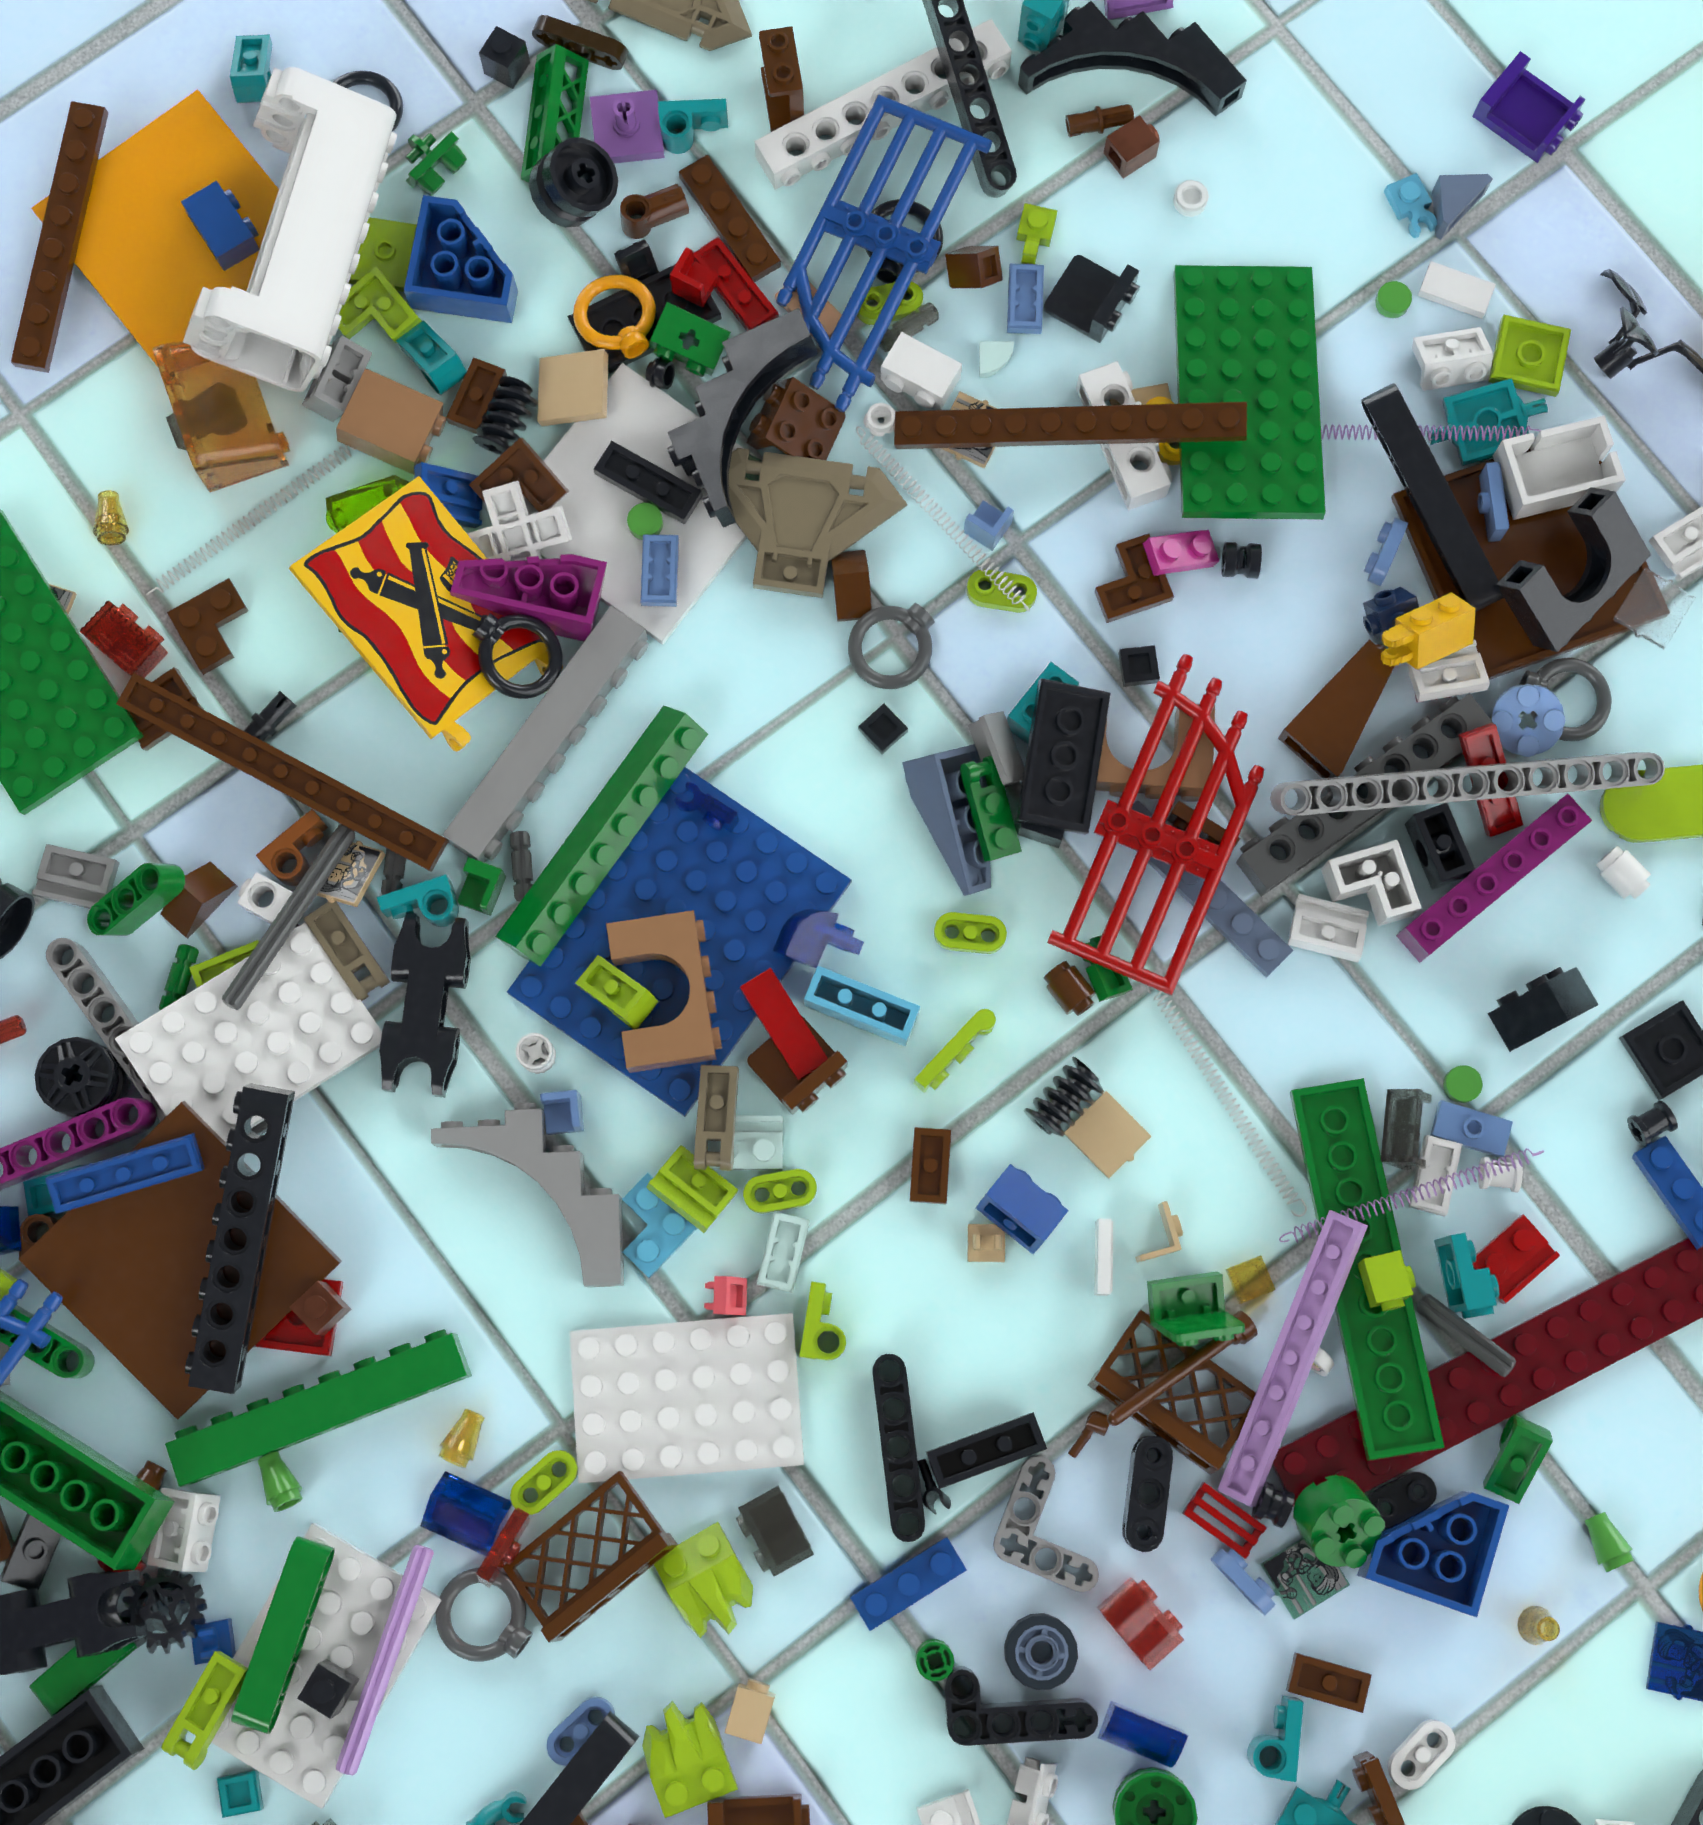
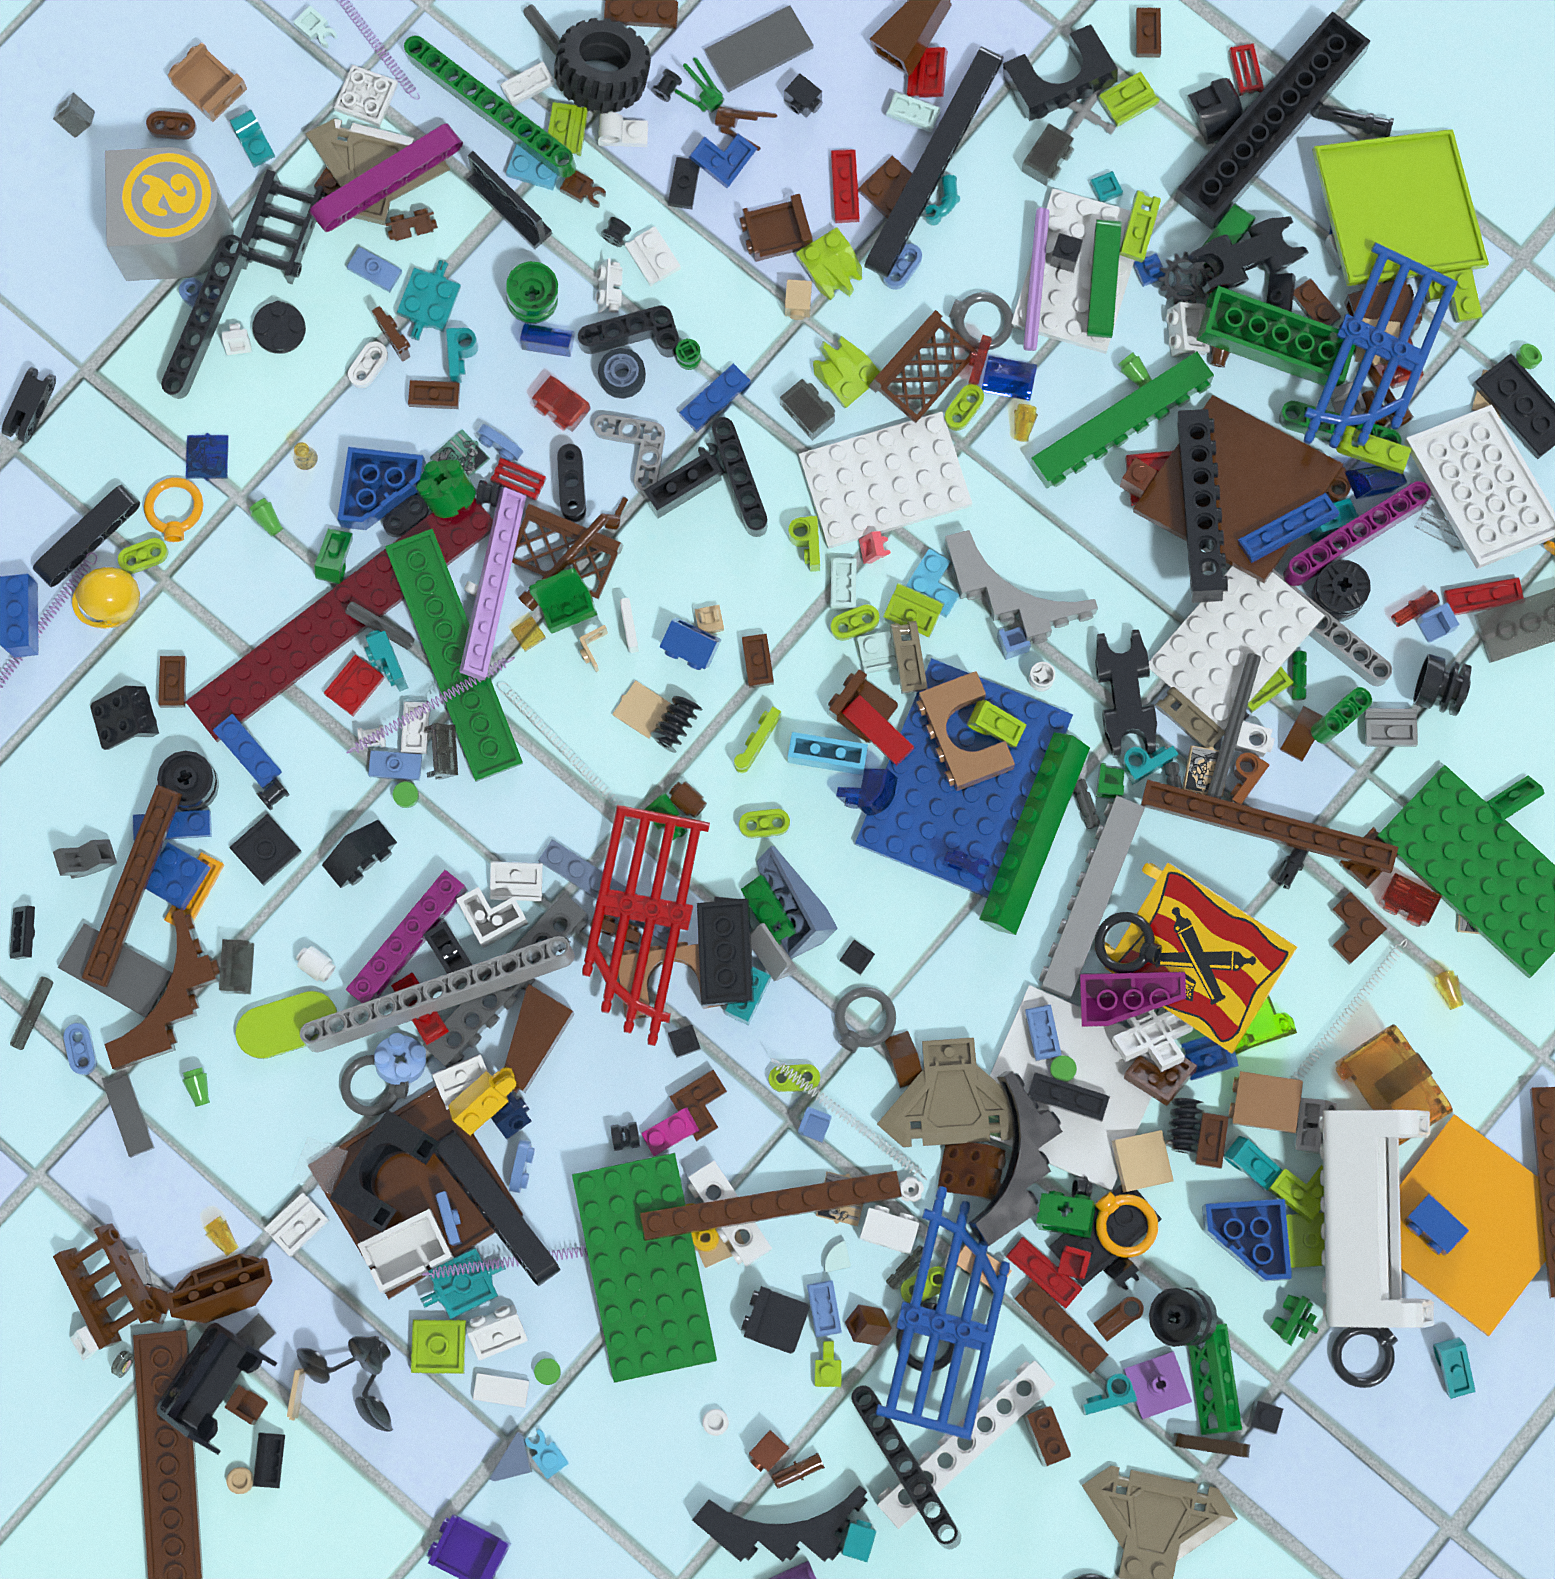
camera: 170 degrees right, 0 degrees up
(1387, 1280) = (439, 642): lime brick -> none

